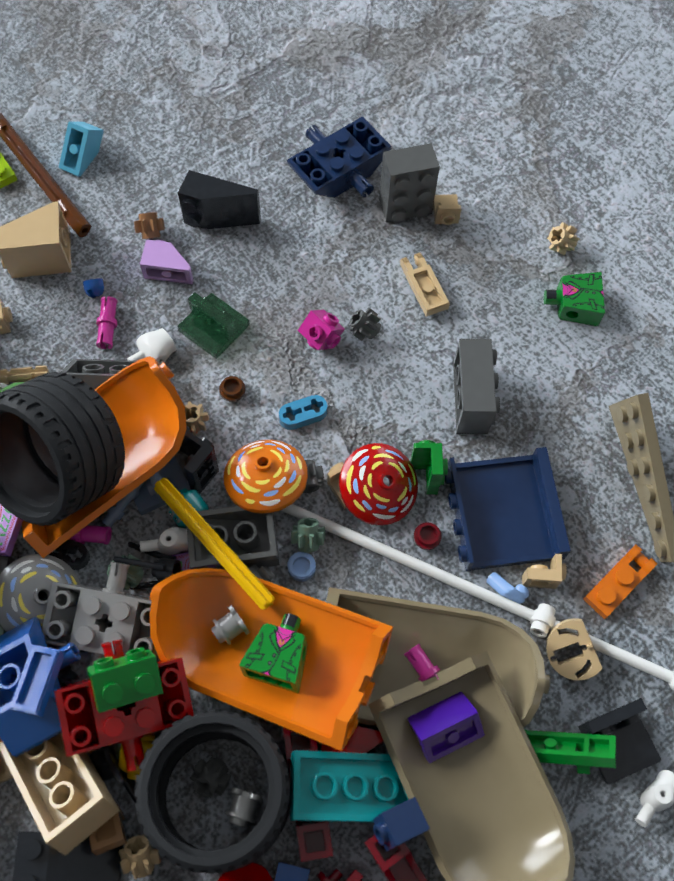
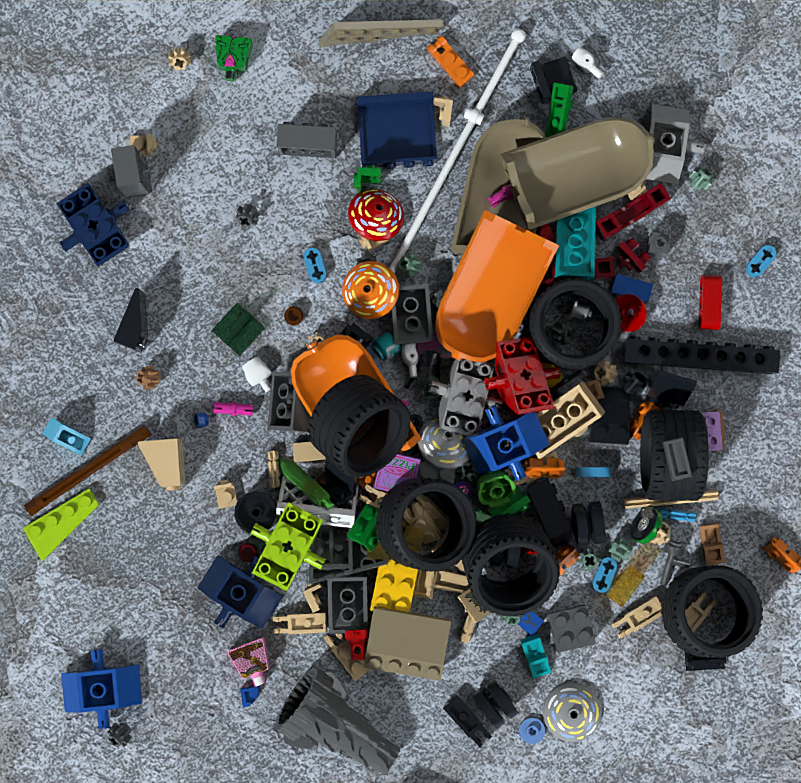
camera: 85 degrees left, 20 degrees up
(37, 680) = (511, 424): tile -> none
(125, 679) = (511, 372): green bracket -> none
(164, 263) = (182, 365): lavender slope -> none
(214, 544) = (419, 324): yellow axle -> none
(229, 626) = (474, 315): light grey brick -> none
(277, 655) = (496, 283): green torso -> none
(301, 566) = (429, 271): light blue tile -> none
(321, 330) = (252, 247): dark pink brick -> none
(400, 824) = (598, 215): dark blue brick -> none
(425, 285) = (213, 168): tan hinge -> none
(427, 536) = (413, 185): dark red plate -> none
(446, 726) = (542, 184): dark purple panel -> none
(505, 589) = (452, 138): light blue arm -> none
(569, 667) = (486, 101): tan piece -> none

